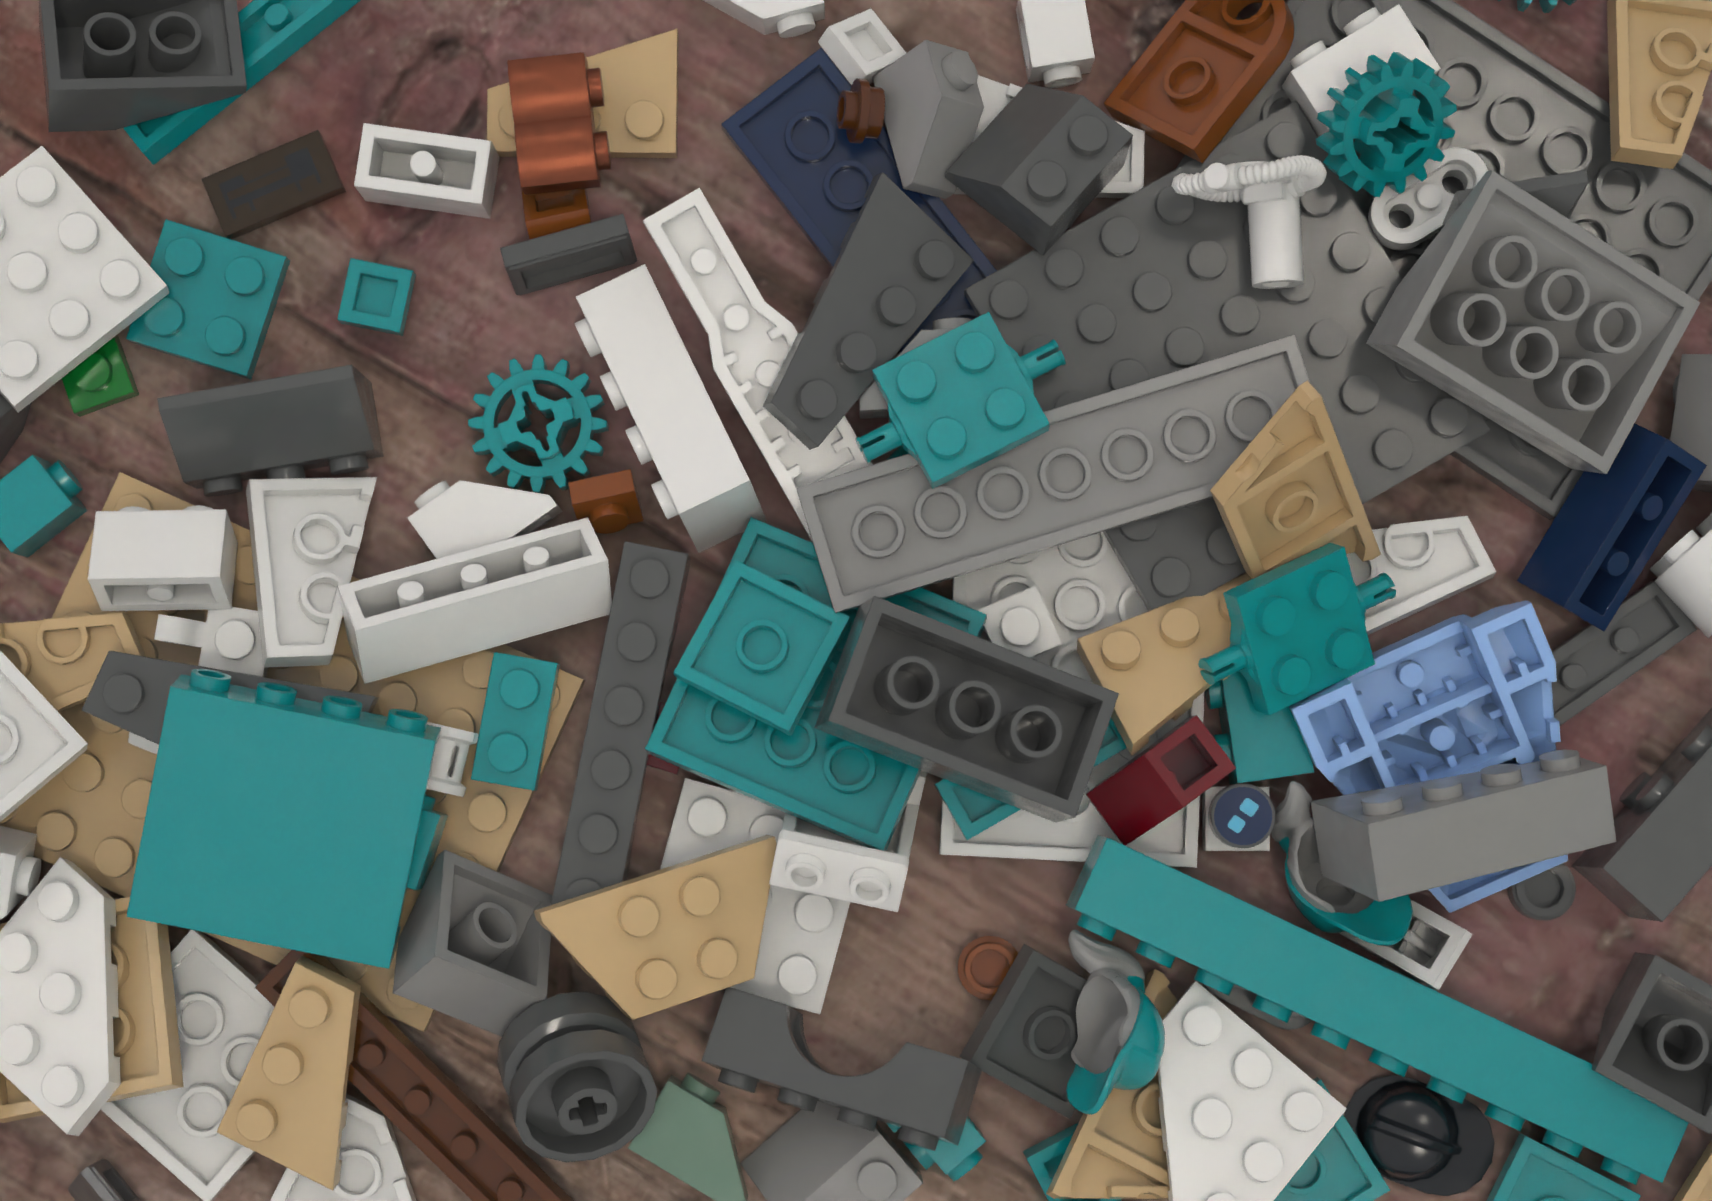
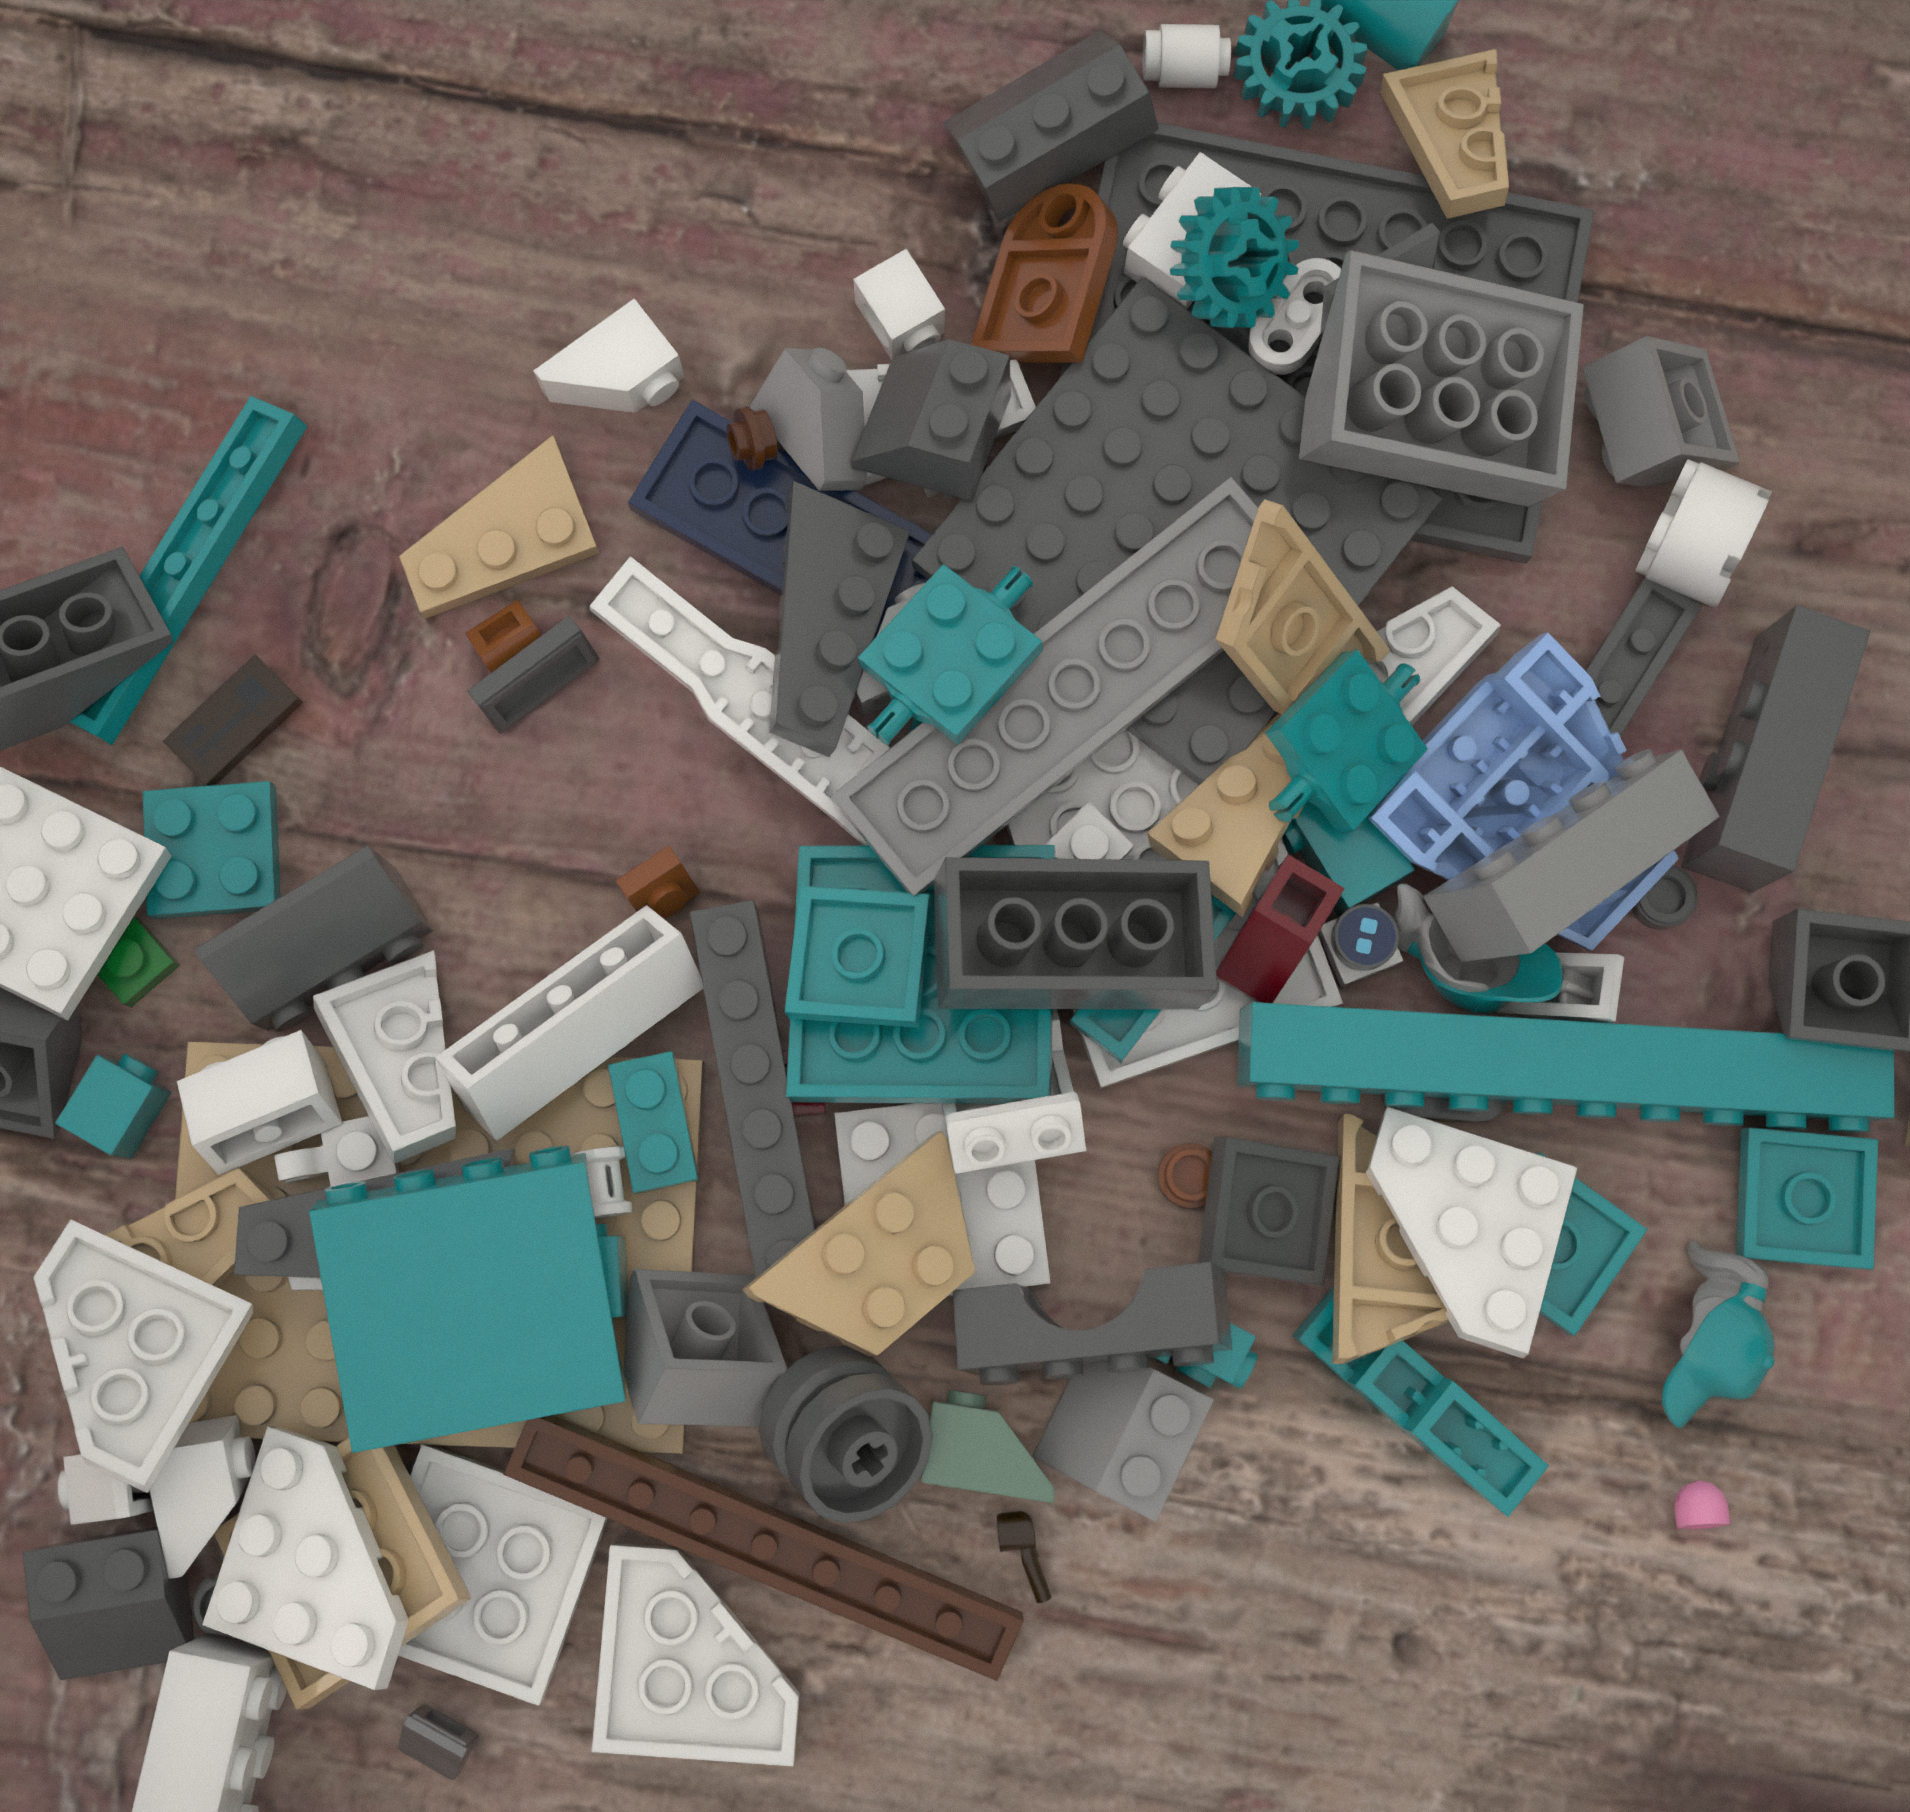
camera: 20 degrees left, 5 degrees down
(298, 1076) = (578, 1544): tan wing -> none
(376, 297) = (369, 784): teal plate -> none
(426, 170) = (370, 648): white brick -> none
(477, 515) = (542, 943): white slope -> none
(510, 434) = (584, 823): teal gear -> none
(556, 123) = (474, 557): copper brick -> none
(670, 409) = (685, 776): white wedge -> none
(861, 46) = (726, 384): white plate -> none
(1116, 1026) = (1332, 1176): hair -> none
(1273, 204) = (1159, 370): white piece -> none
(1421, 1135) = (1653, 1168): black piece -> none
(1612, 527) = (1588, 542): dark blue brick -> none

